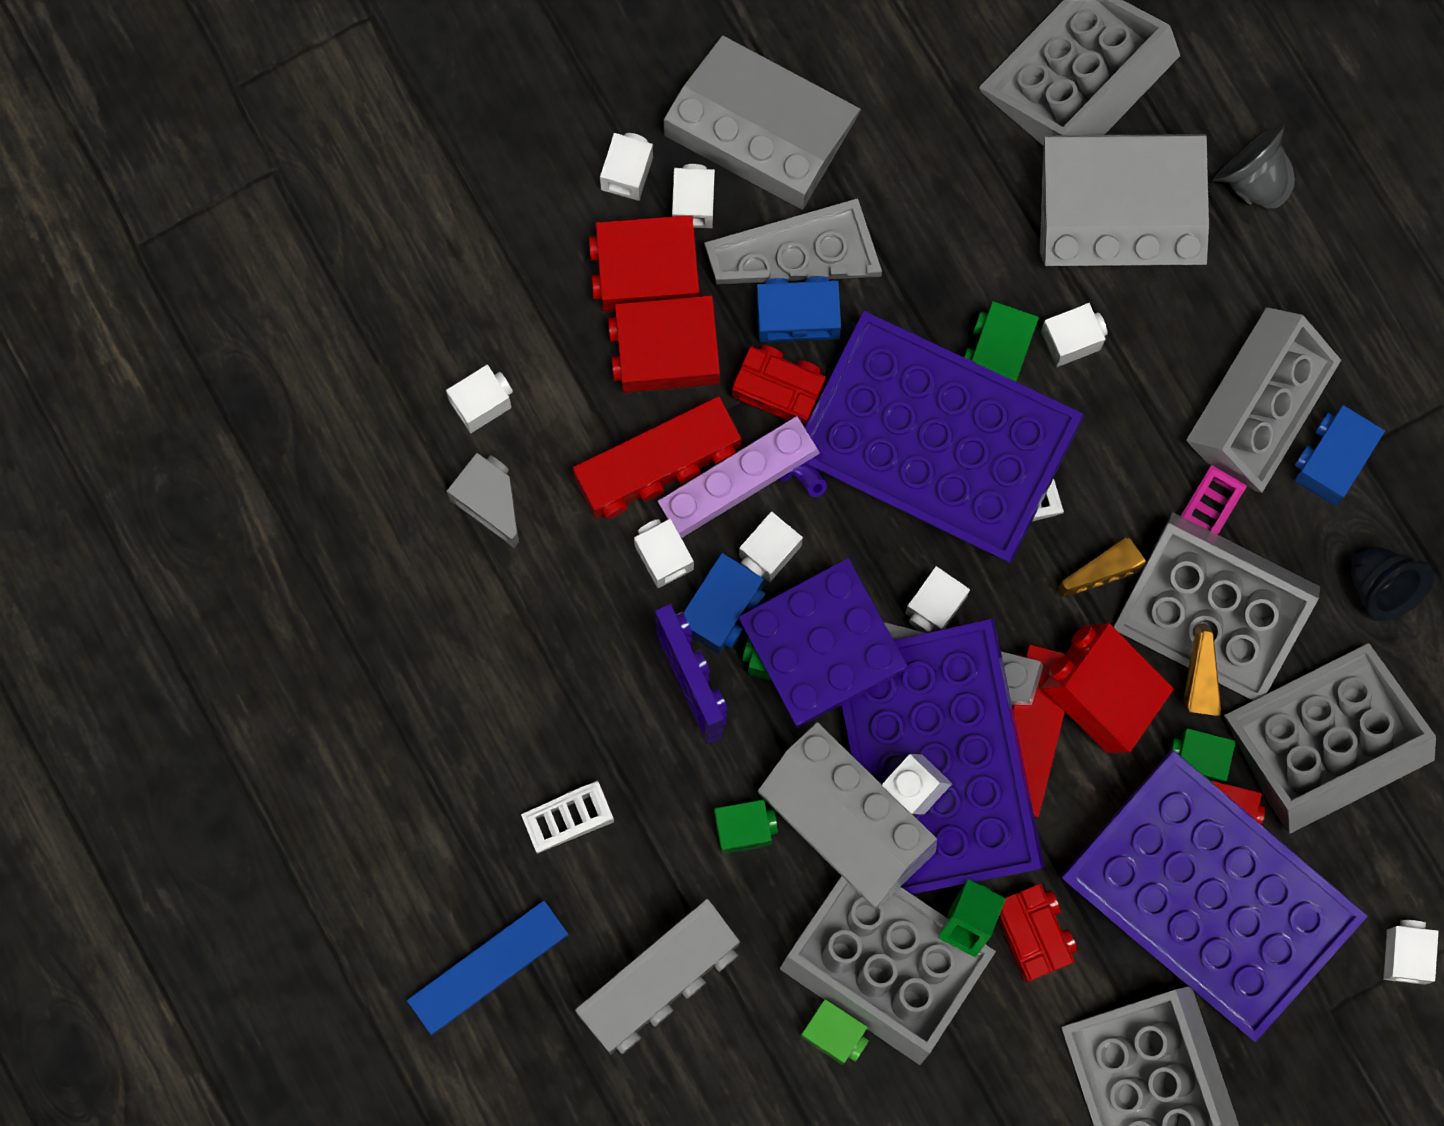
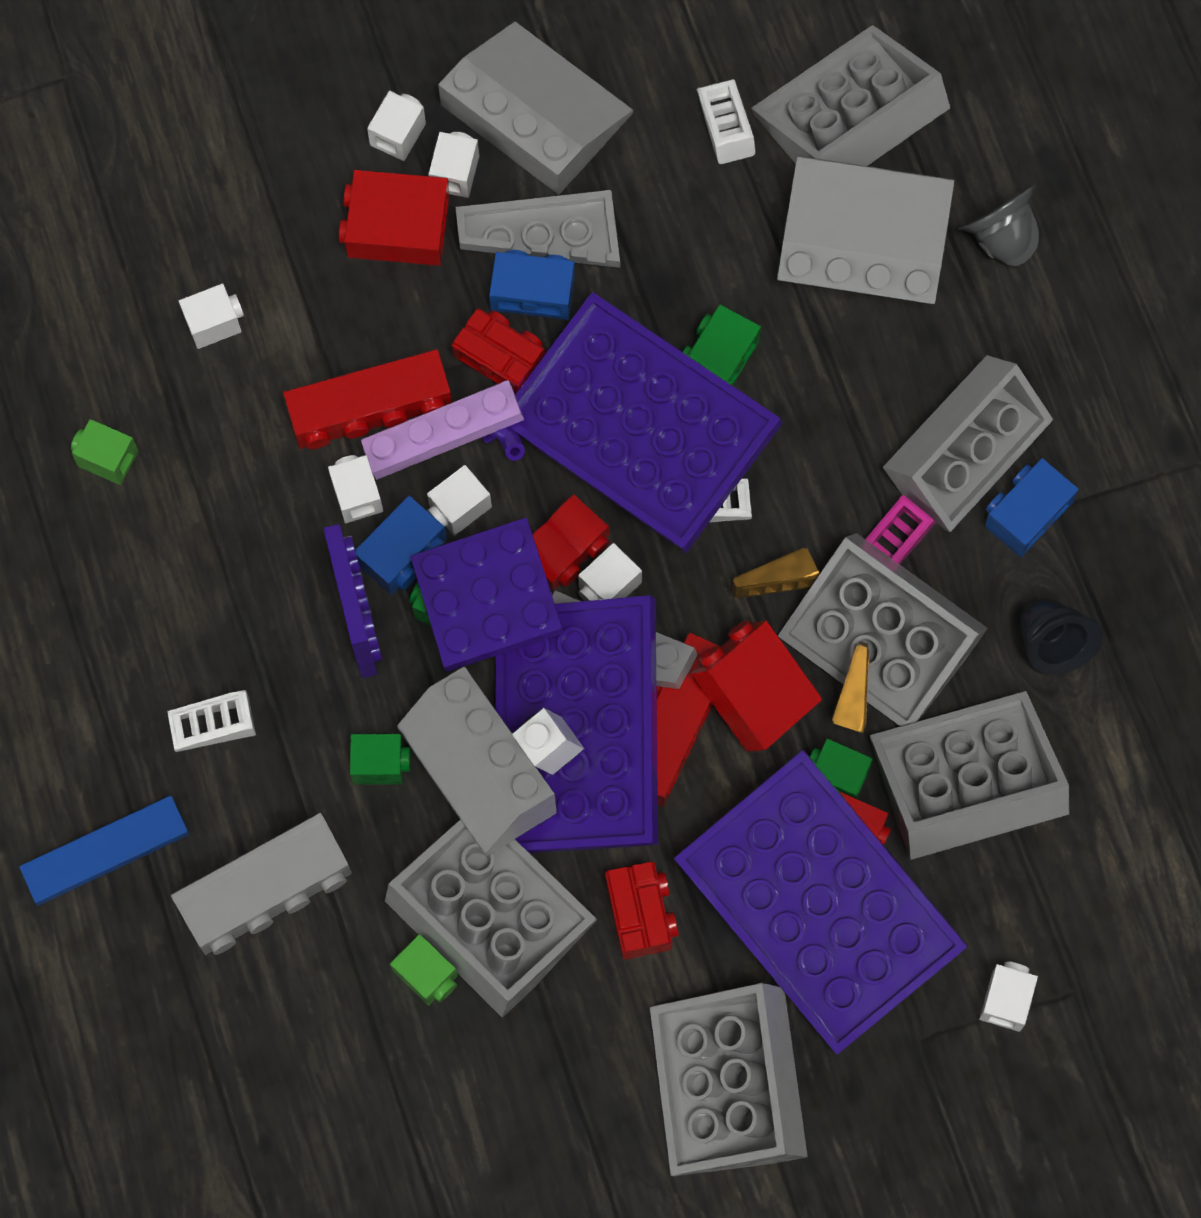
camera: 15 degrees right, 5 degrees down
(400, 558) = (104, 451): none -> bright green brick
(487, 496) = (198, 407): light grey slope -> none
(665, 344) = (398, 295): red brick -> none
(889, 566) = (568, 540): none -> red brick
(965, 128) = (733, 143): none -> white slope
(972, 918) = (577, 880): green brick -> none
(1074, 334) = (794, 350): white brick -> none

